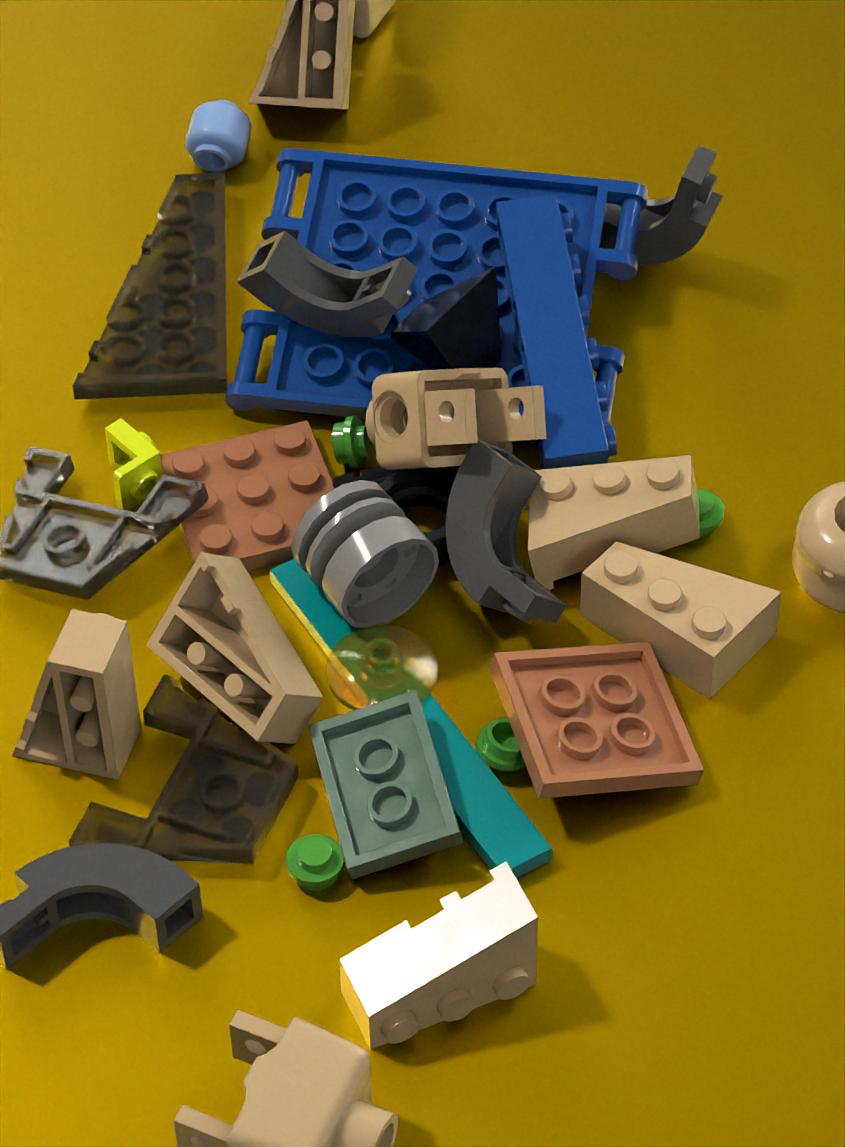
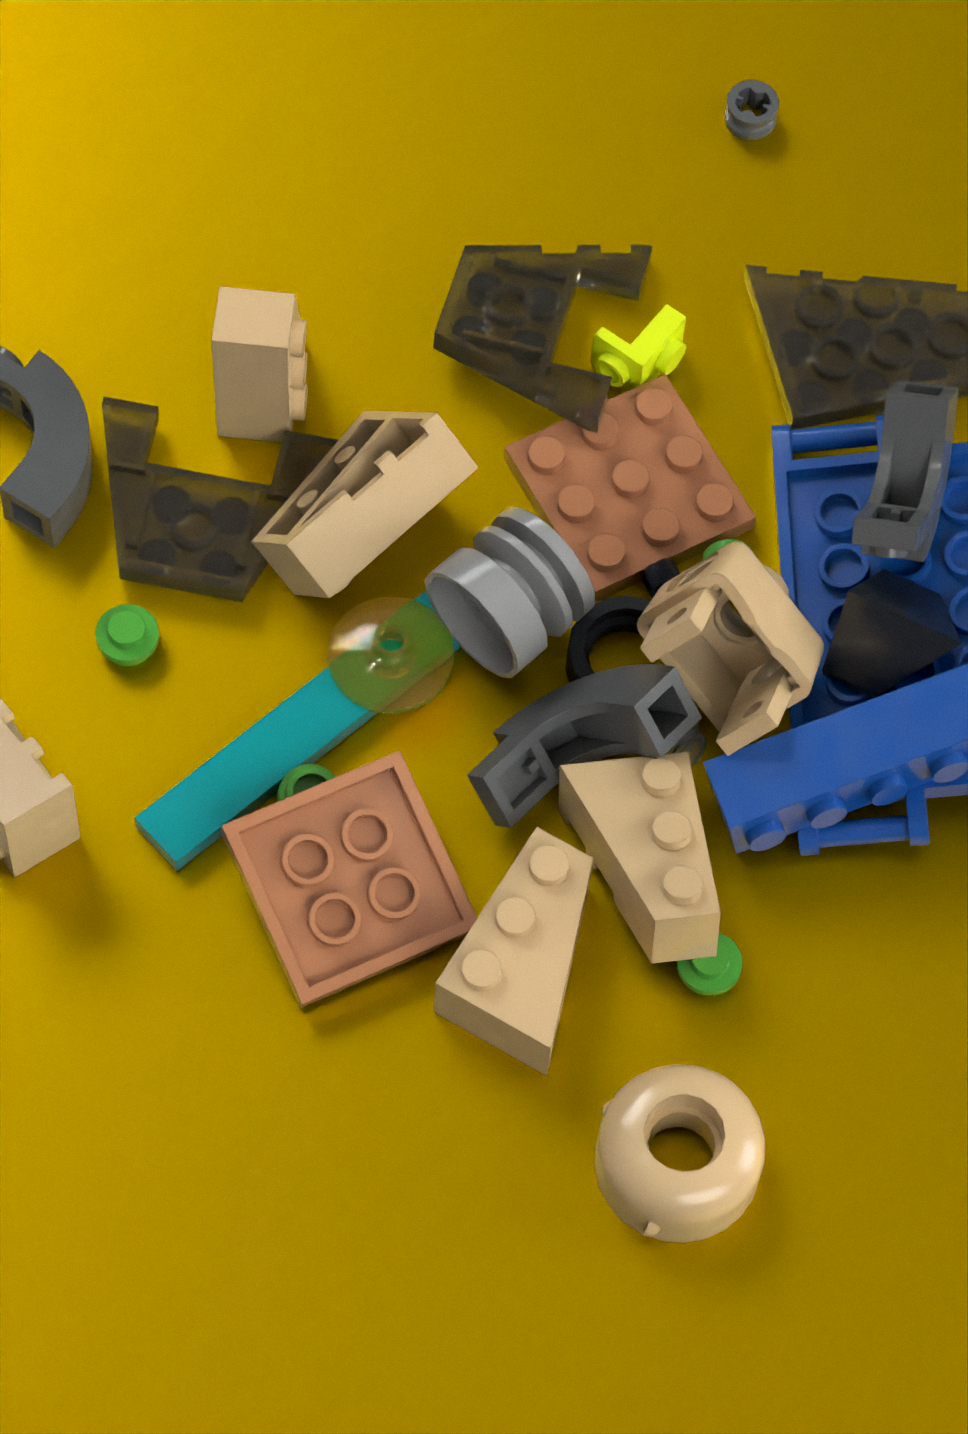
camera: 75 degrees right, 15 degrees up
(385, 785) = (225, 679): sand green plate -> none

